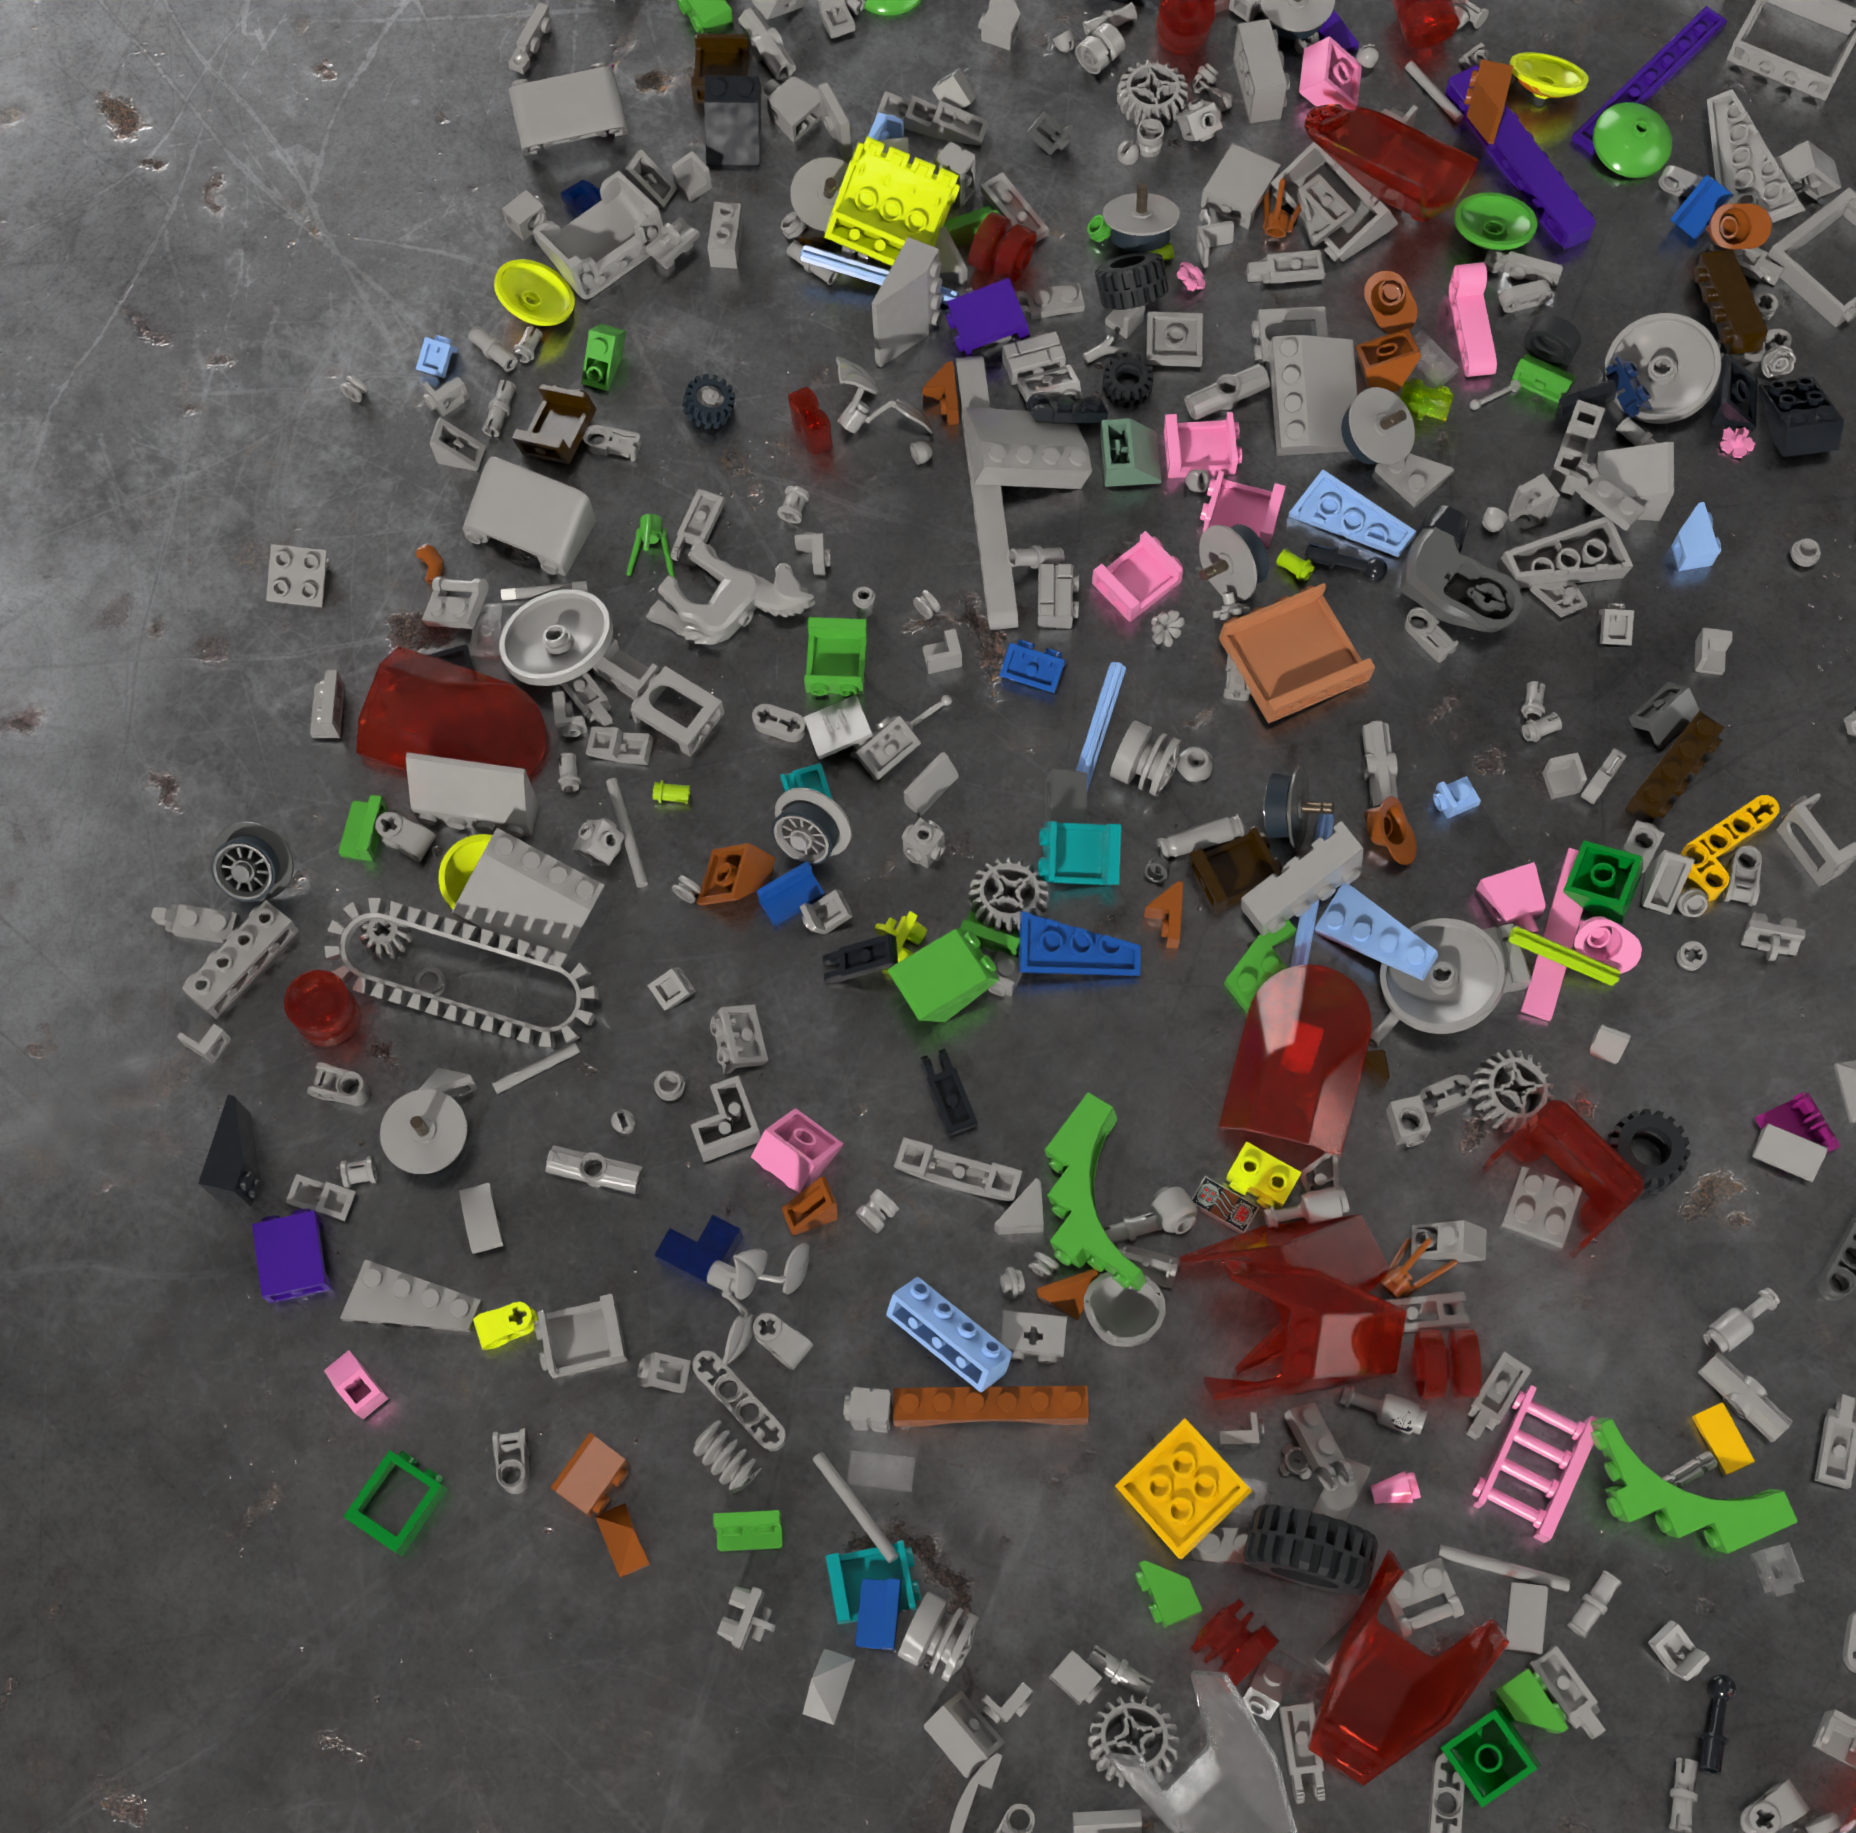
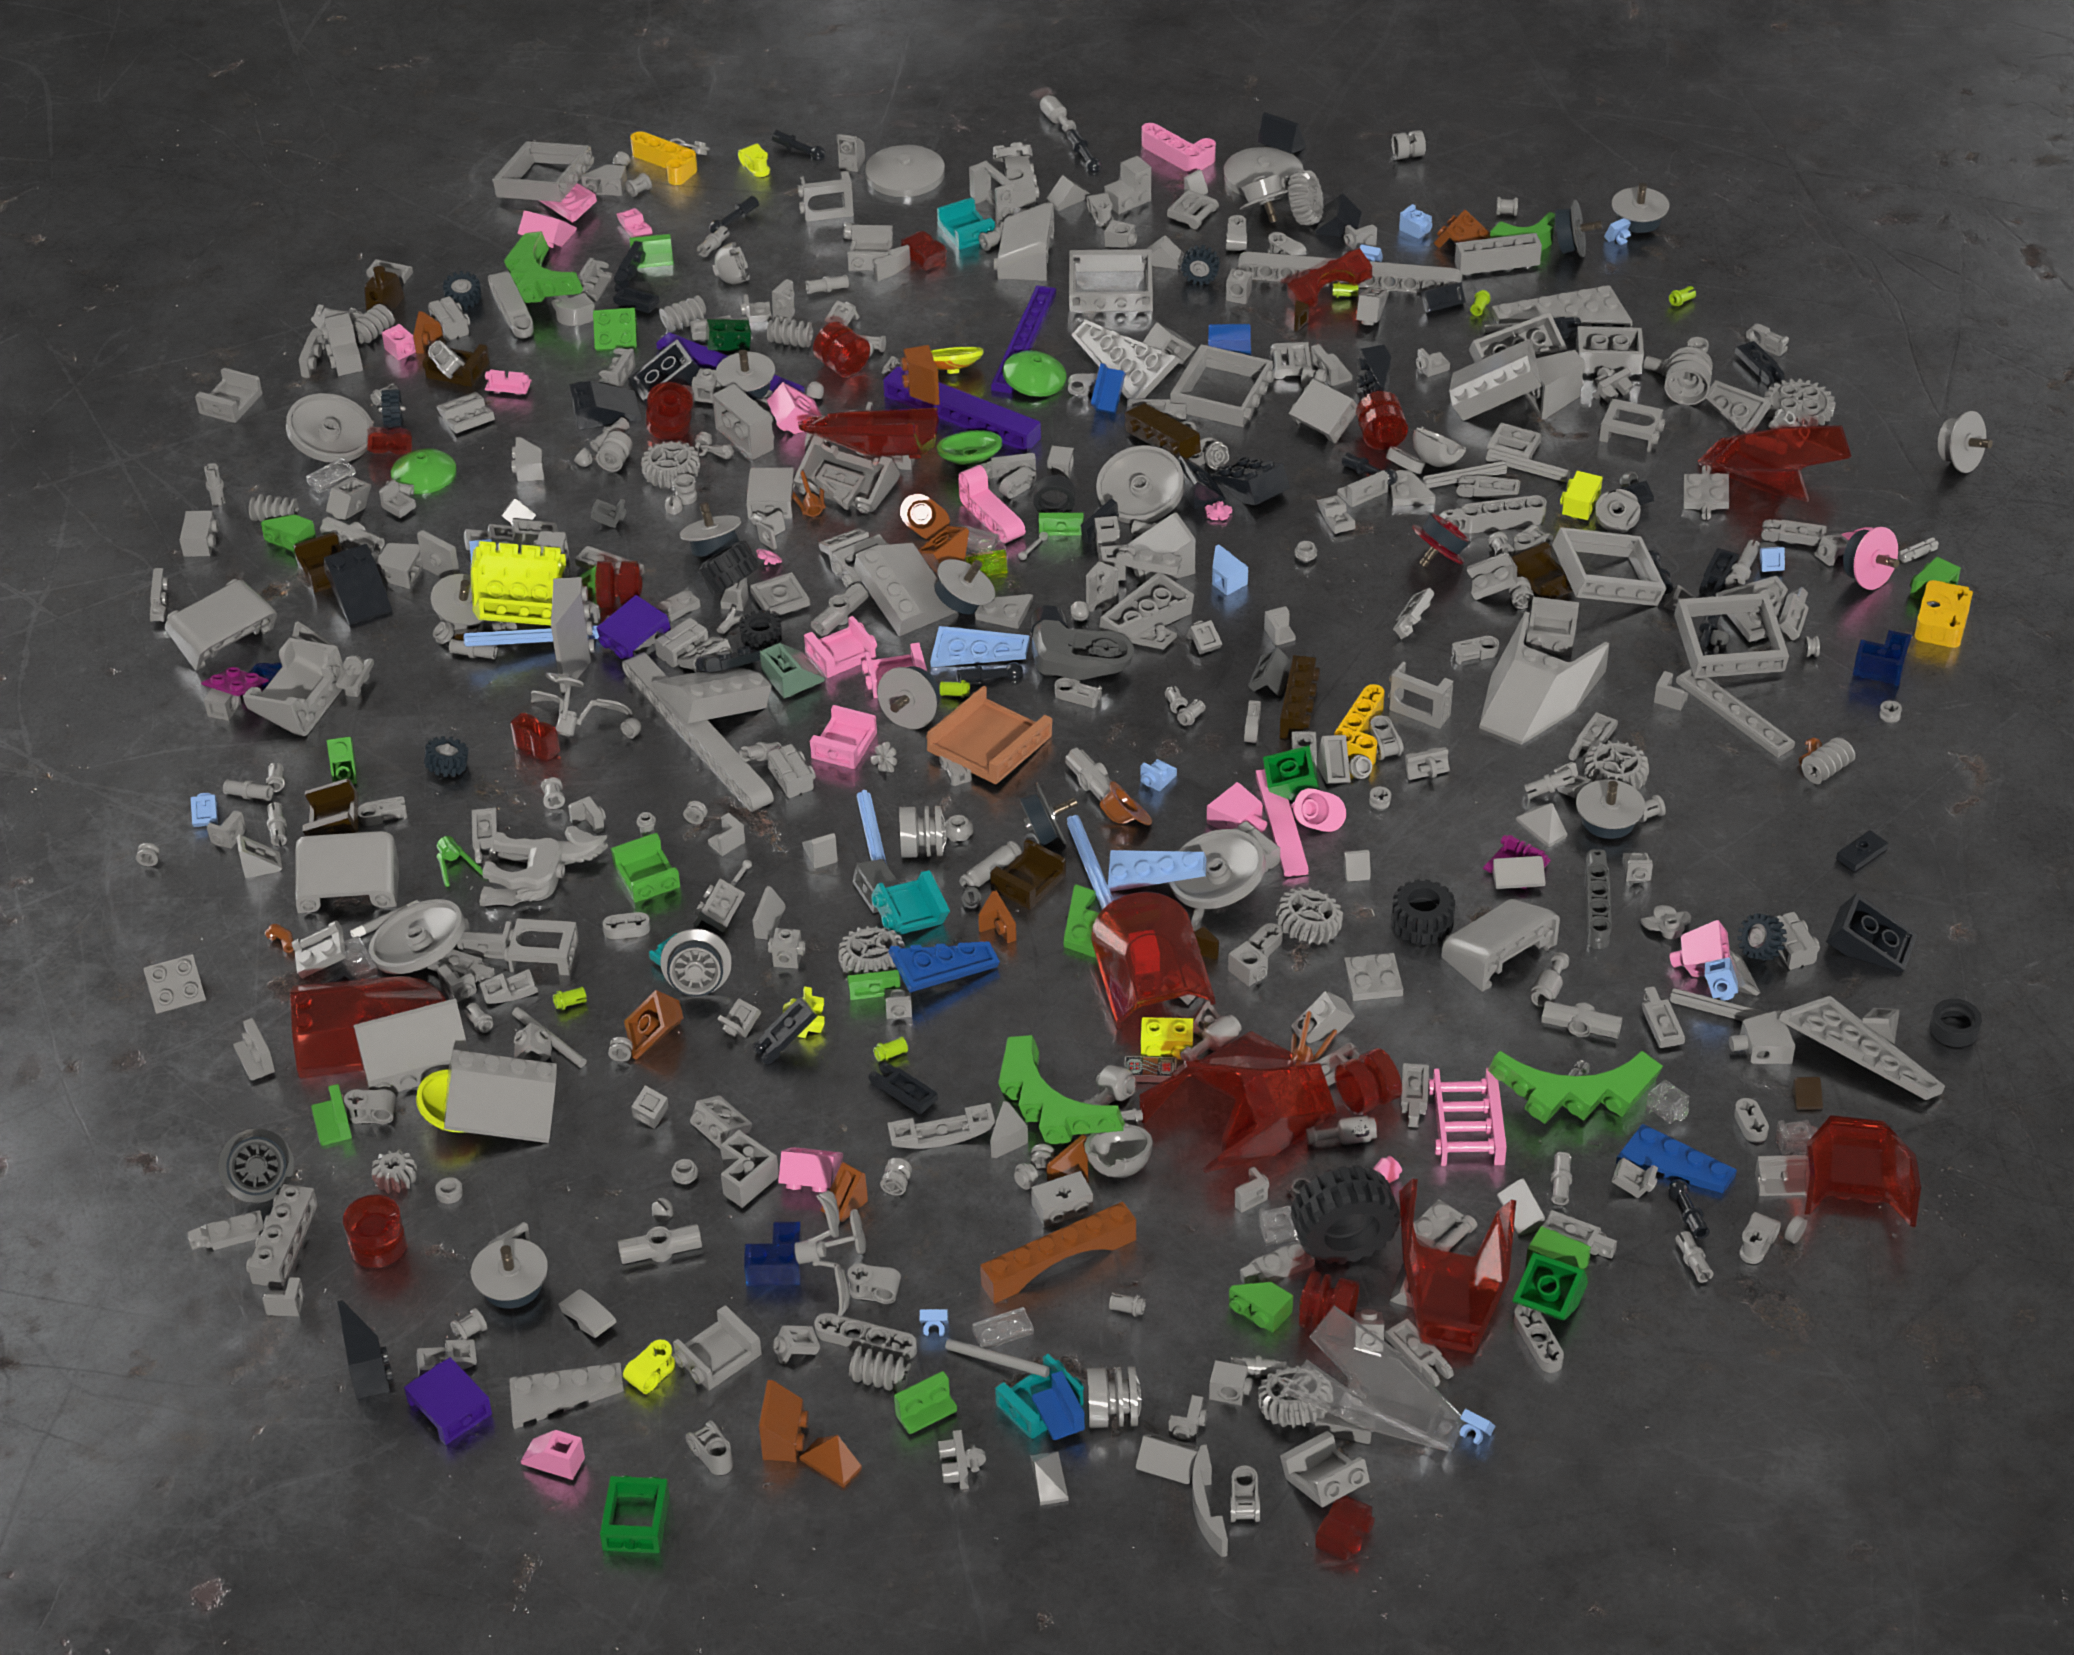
camera: 30 degrees left, 25 degrees down
(333, 1085) = (419, 1278): light grey piece -> none
(469, 935) = (583, 1167): light grey piece -> none
(534, 292) = (262, 741): neon yellow dish -> none
(535, 1068) = (570, 1206): light grey bar -> none
(545, 200) = (235, 681): none -> magenta hinge
(691, 176) = (344, 631): light grey panel -> none
(725, 235) = (394, 655): light grey brick -> none
(787, 893) = (700, 1020): blue panel -> none
(818, 1419) = (934, 1317): none -> light blue tile
(837, 727) = (675, 907): light grey piece -> none
(869, 1409) = (970, 1287): light grey brick -> none
(943, 389) = (627, 684): dark orange slope -> none
(944, 976) = (857, 1010): bright green slope -> none
(949, 1334) = (1000, 1216): light blue brick -> none
(961, 1034) = (890, 1049): none -> lime pin
(1028, 1510) = (1128, 1304): none -> light grey pin
(1032, 666) = (800, 816): blue bracket -> none
(1032, 720) = (821, 850): none -> light grey slope
(1098, 229) = (682, 552): bright green plate -> none
(1183, 1488) = (1231, 1233): yellow plate -> none
(1197, 480) = (851, 668): light grey hinge -> none
(1199, 120) = (716, 465): light grey brick -> none
(1230, 607) = (923, 726): light grey plant -> none
(1283, 295) = (841, 541): none -> light grey bracket
(1287, 267) = (835, 525): light grey hinge -> none
(1304, 881) = (1084, 851): light grey wedge -> none
(1319, 1446) = (1299, 1166): light grey hinge -> none
(1434, 91) = (875, 396): light grey bar -> none
(1503, 1568) = (1482, 1189): light grey bar -> none
(1564, 775) = (1225, 730): light grey panel -> none
(1564, 955) = (1293, 826): lime axle -> none
(1582, 1157) = (1380, 929): clear red windscreen -> none
(1589, 290) = (1060, 461): none -> light grey brick
(1635, 394) = (1131, 506): dark blue hinge -> none
(1712, 1236) = (1497, 937): none -> light grey windscreen
(1723, 1439) = (1580, 1048): yellow tile -> none
(1733, 1635) = (1676, 1160): none -> blue wing
(1739, 226) = (1140, 387): dark orange piece -> none

